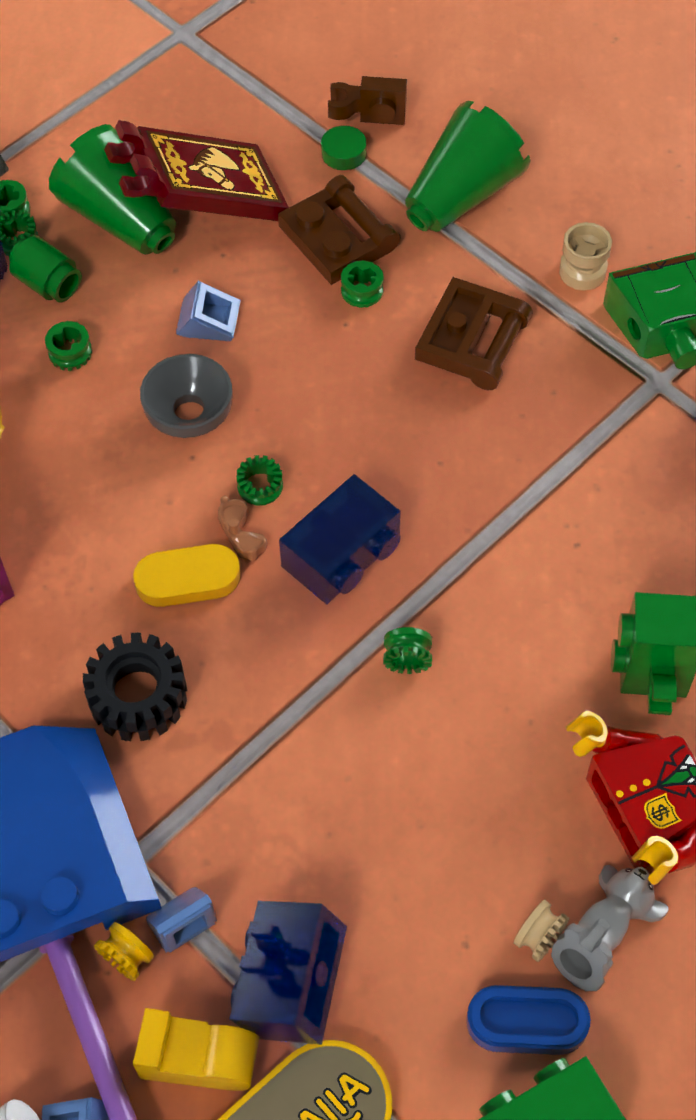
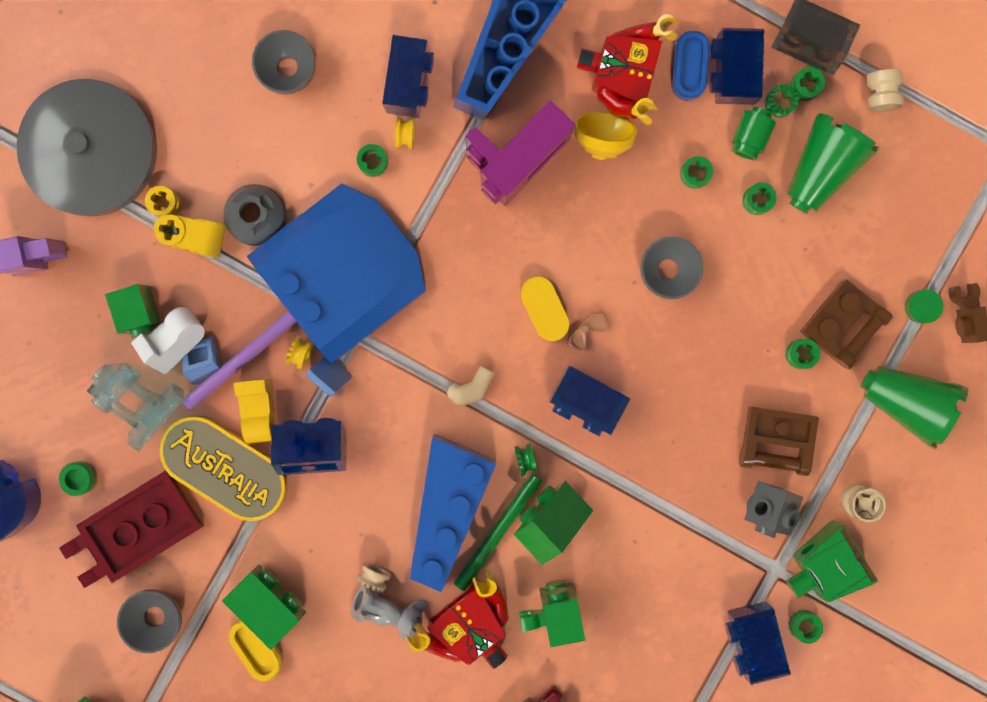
camera: 75 degrees right, 30 degrees up
(51, 124) = (884, 90): none -> tan wheel
(127, 659) = (452, 284): black tyre -> none
(137, 297) = (753, 190): none -> green bush
(196, 172) = (857, 217): tile -> none
(208, 314) = (748, 256): medium blue slope -> none
(259, 466) = (633, 339): green bush -> none
(277, 703) = (471, 391): none -> tan arm
(446, 772) = (449, 502): none -> blue wedge
(514, 625) = (553, 522): none -> green brick
(516, 727) = (498, 532): none -> green bar
(528, 1020) = (326, 579): blue tile -> none
(567, 351) = (773, 509): none -> dark grey brick

